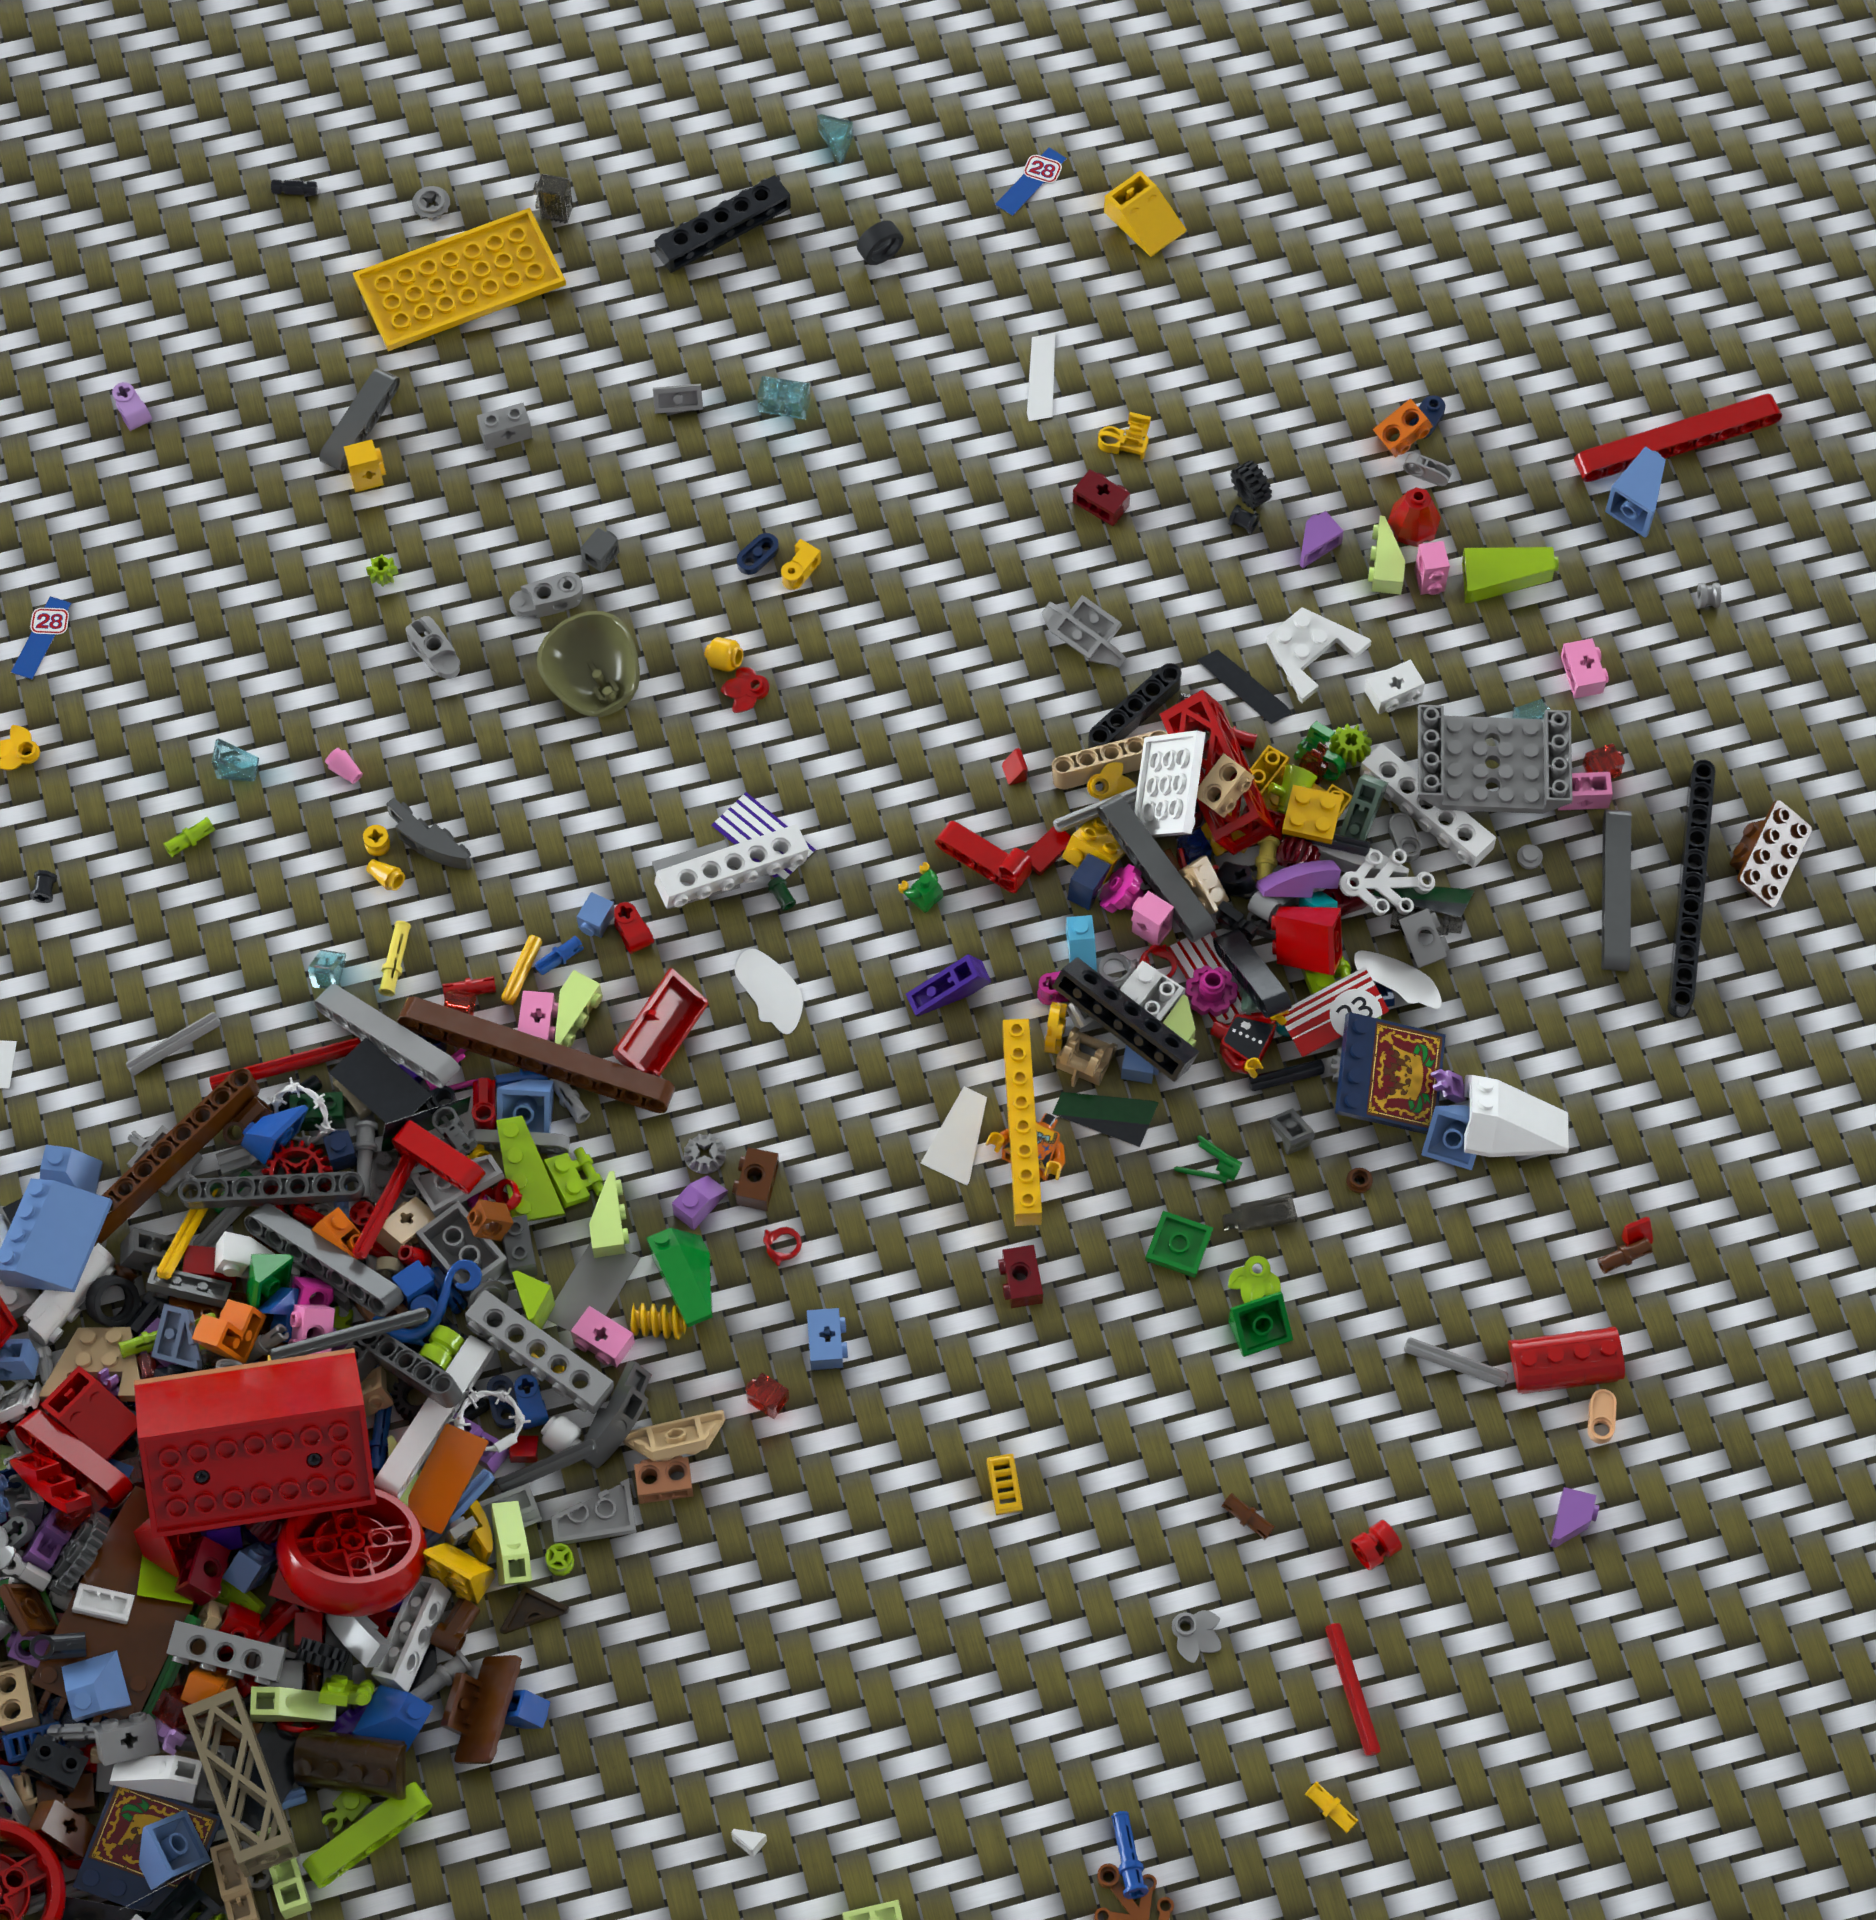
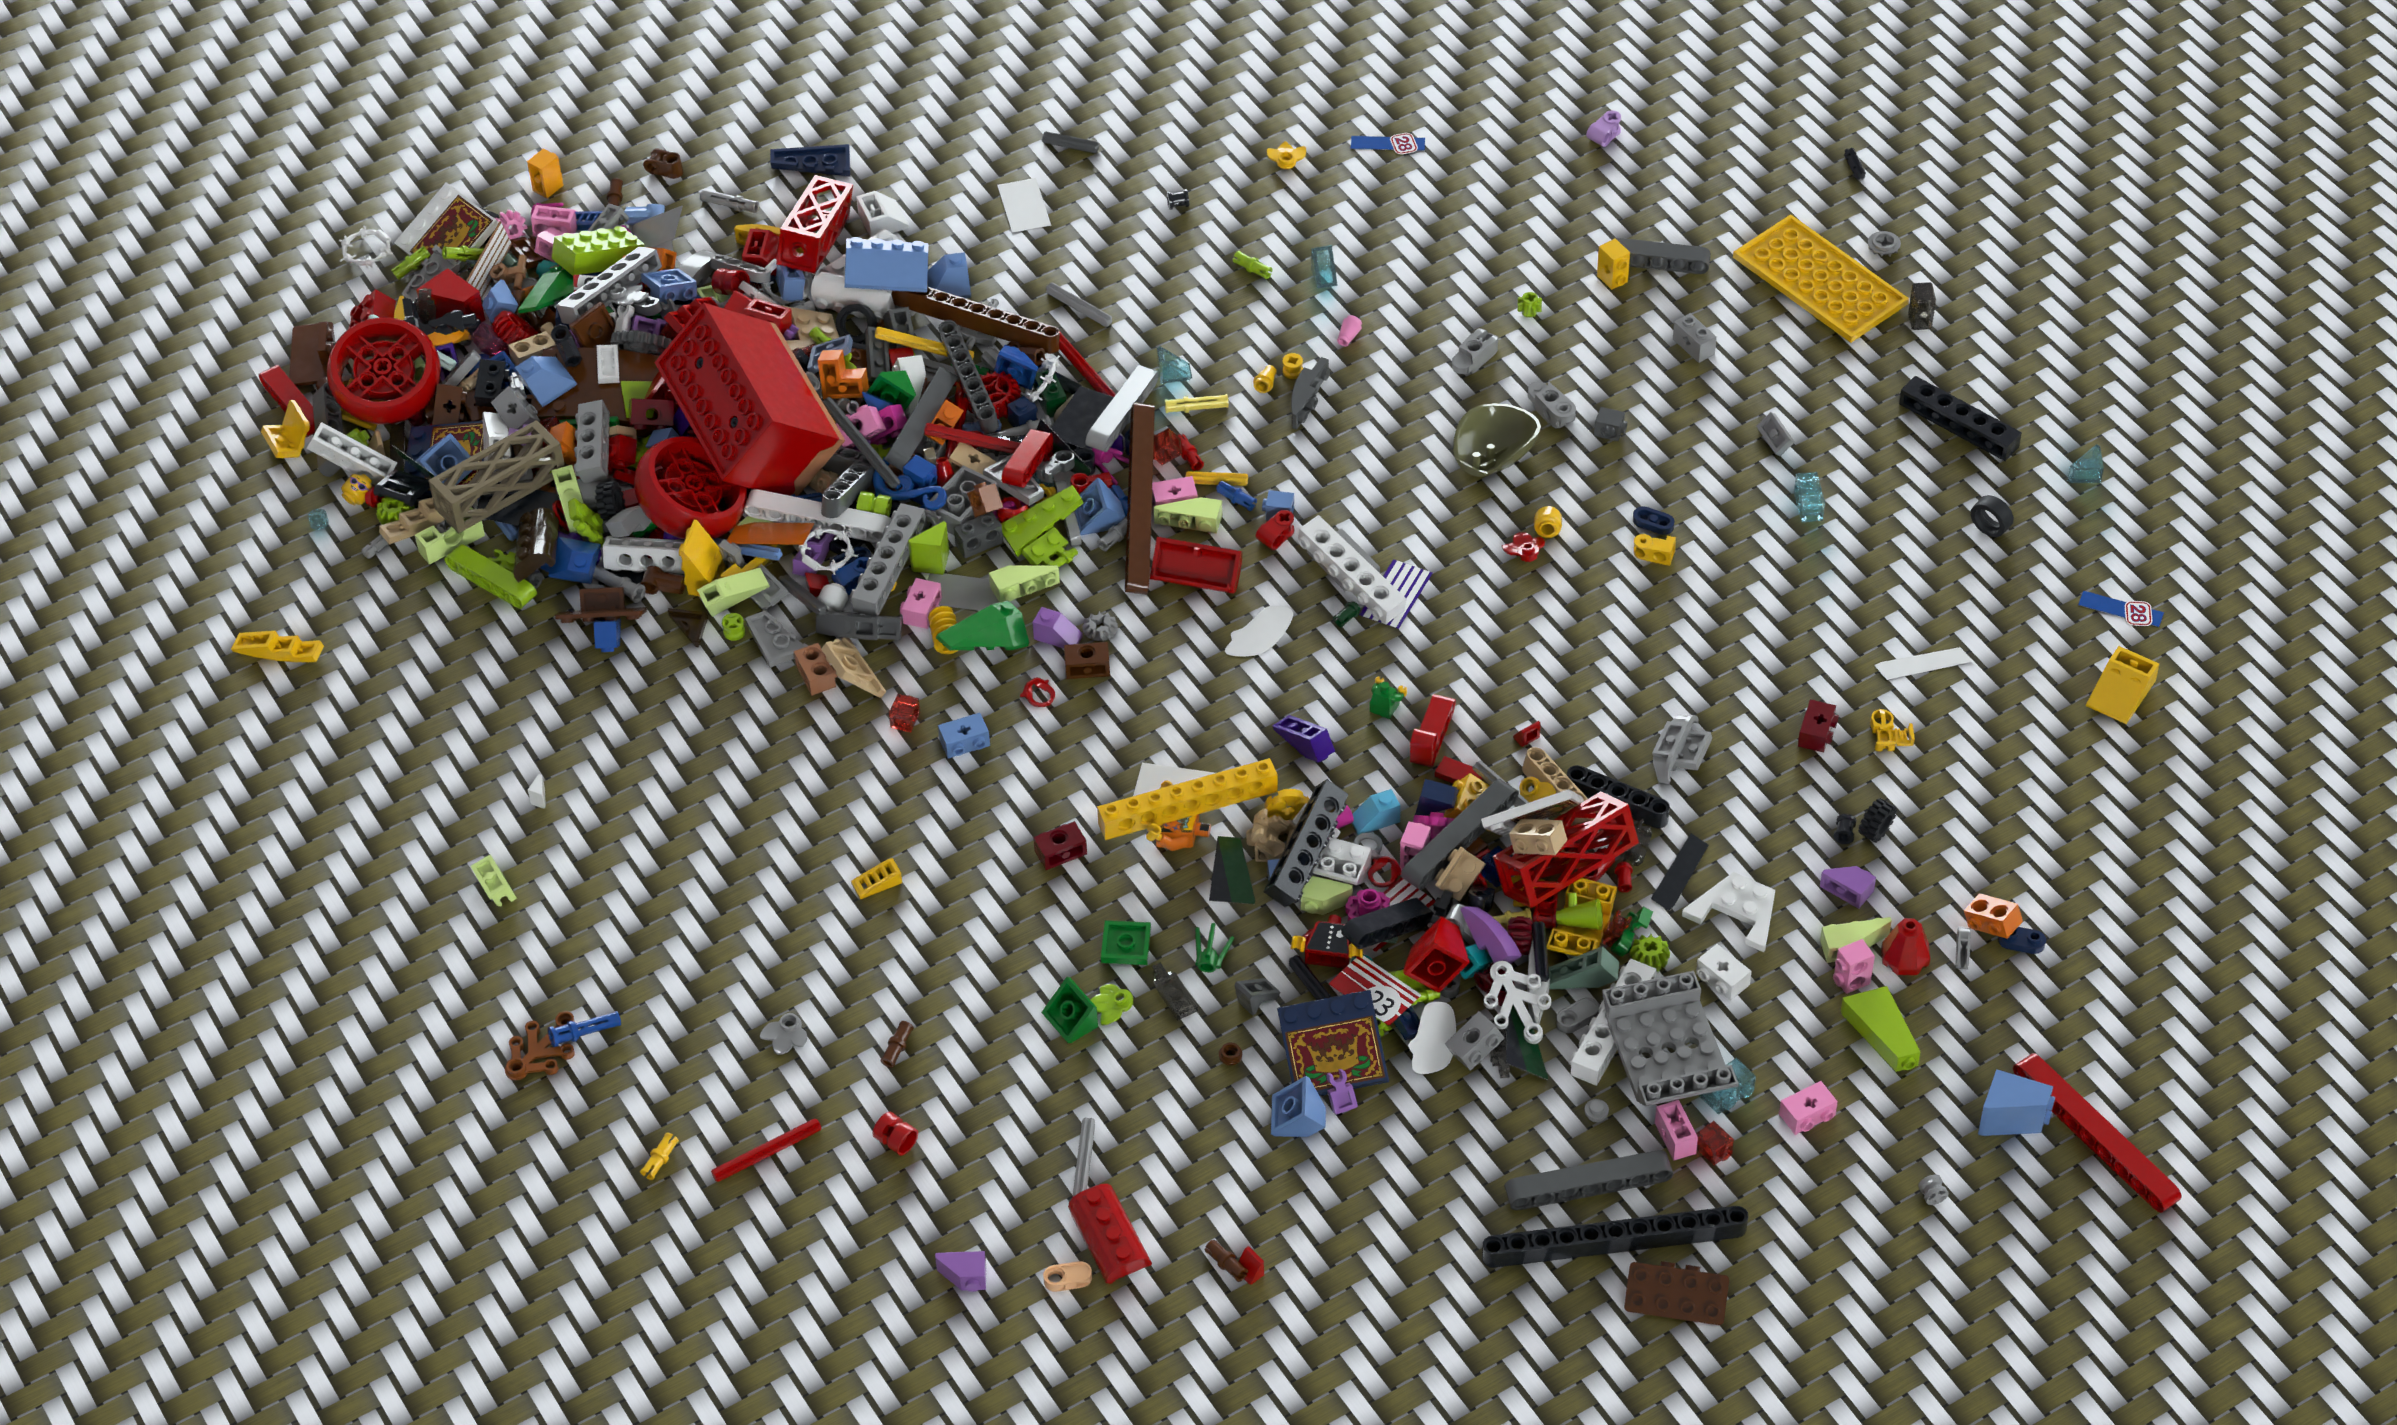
camera: 75 degrees right, 15 degrees down
(1312, 814) = (1555, 925): yellow plate -> none
(1511, 1121) = (1321, 1139): white wedge -> none

